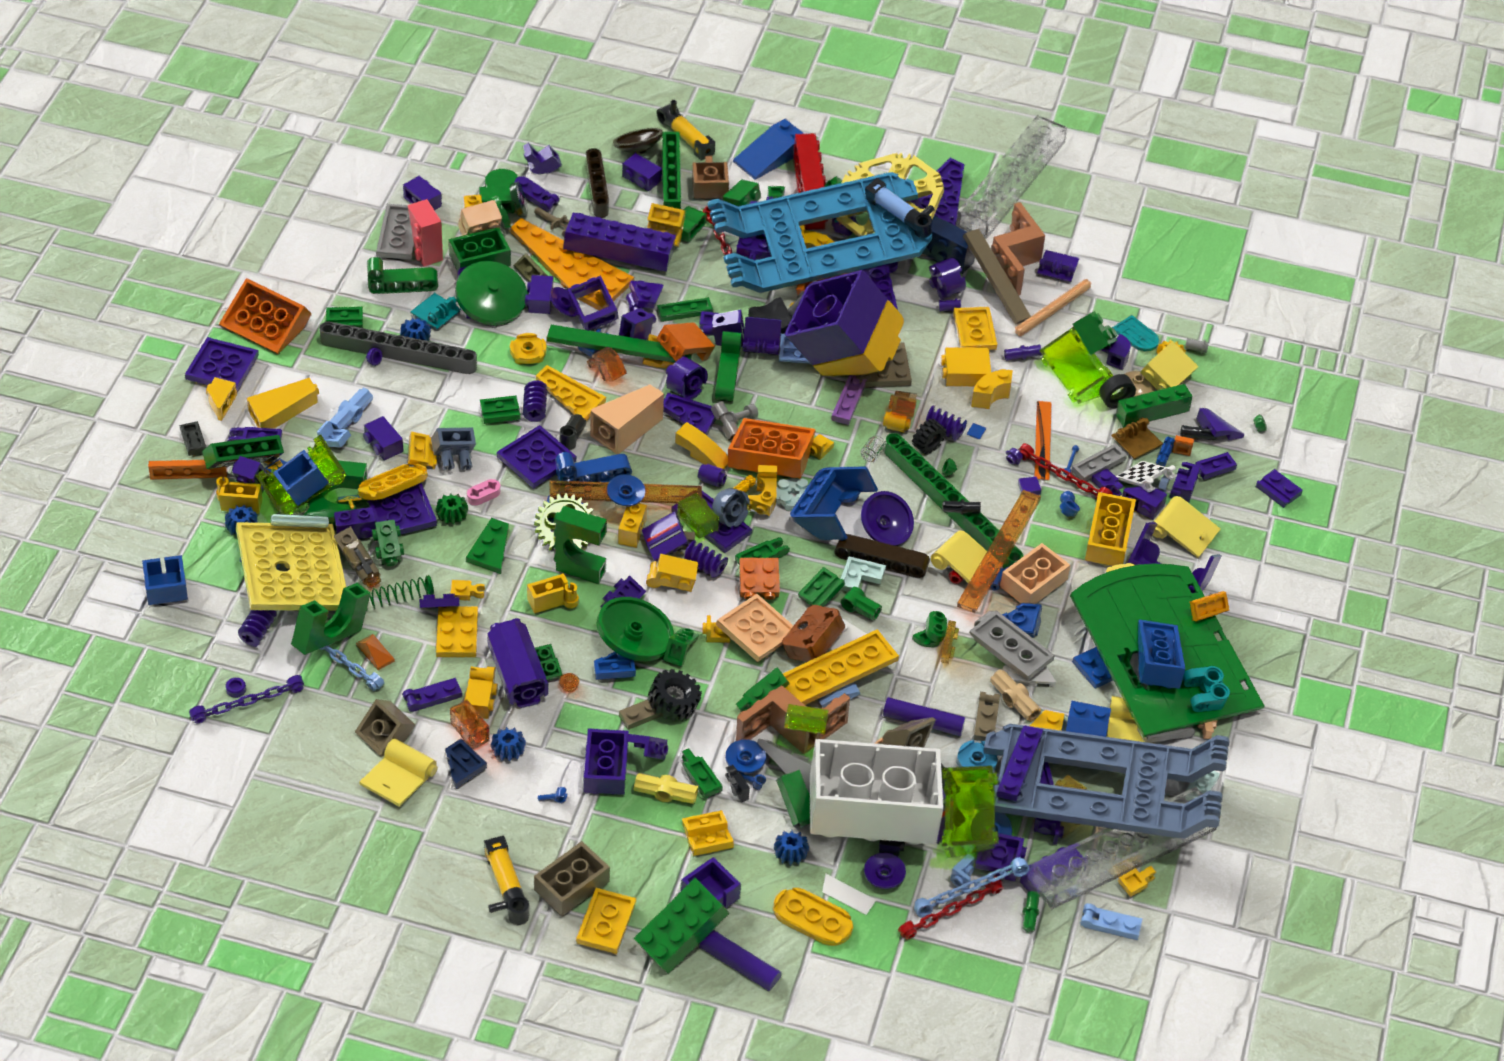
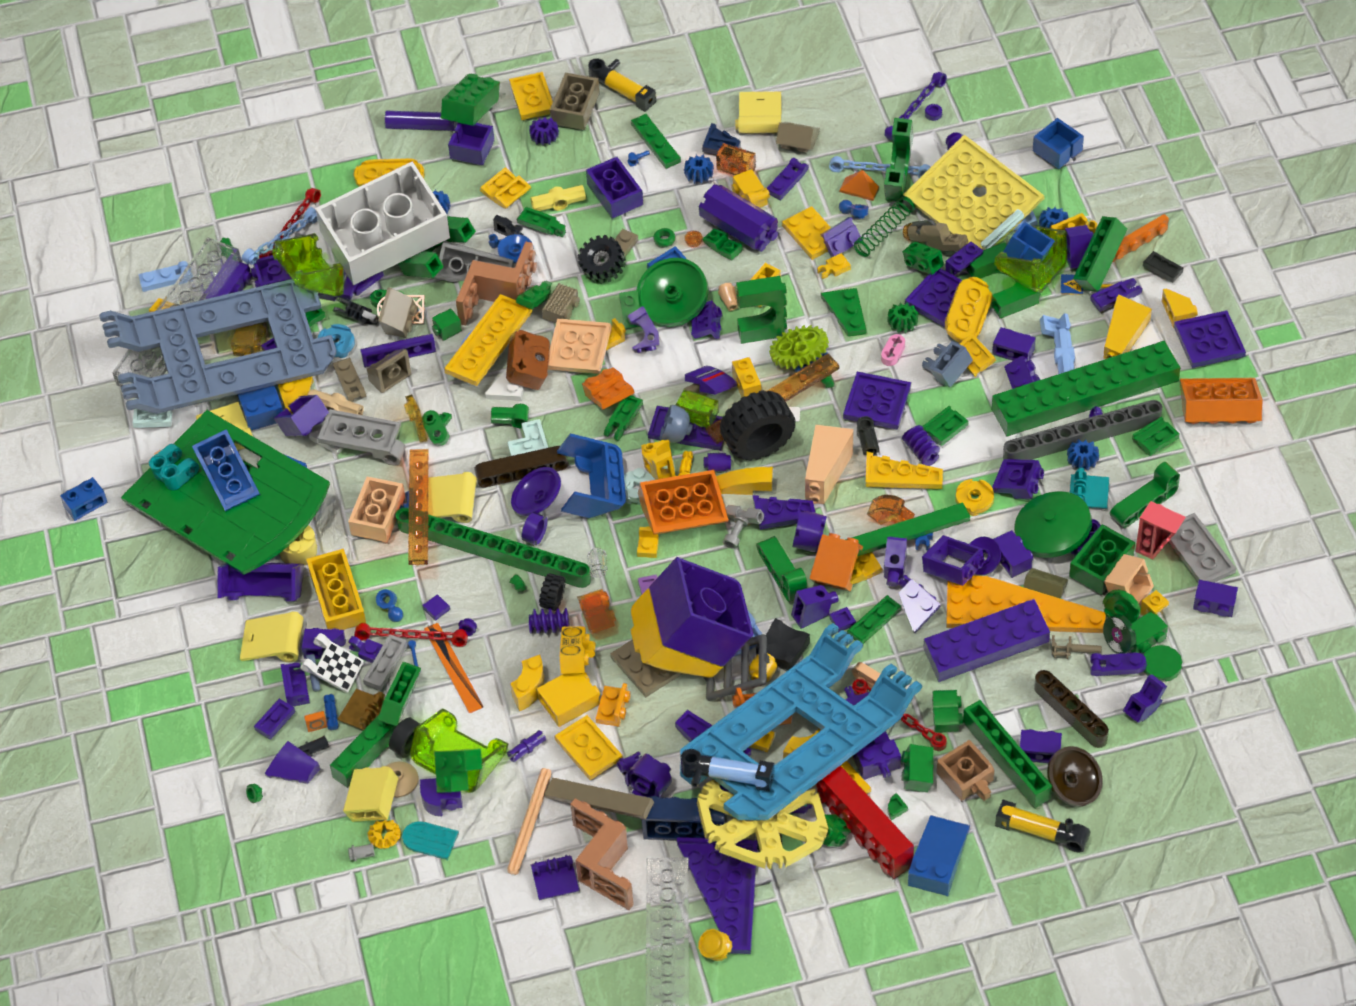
camera: 155 degrees right, 5 degrees up
(349, 498) = (992, 279): yellow piece -> none
(350, 371) = (1085, 388): none -> green brick
(401, 412) = (1021, 372): none -> dark purple bracket
(403, 638) = (858, 210): none -> blue plate
(483, 339) = (1018, 478): none -> dark purple plate
(521, 804) = (656, 141): none -> green plate
(584, 609) = (728, 295): none -> light nougat cone
(592, 470) = (822, 405): blue beam -> none
(595, 692) = (664, 242): none -> green piece
(626, 490) = (767, 380): blue dish -> none
(626, 869) = (544, 131): none -> dark purple gear
(652, 746) = (591, 211): dark purple bracket -> none
(667, 220) = (959, 681): yellow slope -> none
(669, 439) = (757, 425): none -> black tyre
(672, 573) = (679, 356): yellow hinge -> none
(690, 602) = (642, 319): none -> tile
(706, 560) = (662, 381): dark purple piece -> none
(722, 271) = (863, 671): none -> light nougat beam
(741, 679) = (560, 303): none -> dark tan brick
(762, 335) = (779, 606): dark purple hinge -> none
(806, 719) = (475, 260): clear neon green bracket -> none
(821, 588) = (550, 407): green plate -> none
(863, 716) = (446, 324): none -> green brick
(907, 486) = (534, 528): none -> dark purple piece
(932, 347) = (612, 705): none -> light orange bracket
(947, 691) = (390, 370): none -> dark tan slope
(948, 375) = (575, 649): none -> yellow piece
(961, 507) = (475, 527): black axle -> none
(973, 168) = (714, 944): none -> yellow wheel
(976, 431) = (520, 643): blue sticker -> none
(1020, 763) = (292, 326): dark purple plate -> none
(1026, 617) = (364, 466): blue plate -> none
(1057, 683) = (306, 412): none -> dark purple piece
(1107, 410) = (399, 694): none -> green brick
(1209, 606) = (204, 538): light orange plate -> none
(1279, 488) = (204, 732): dark purple plate -> none
(1299, 726) = (83, 498): none -> blue brick

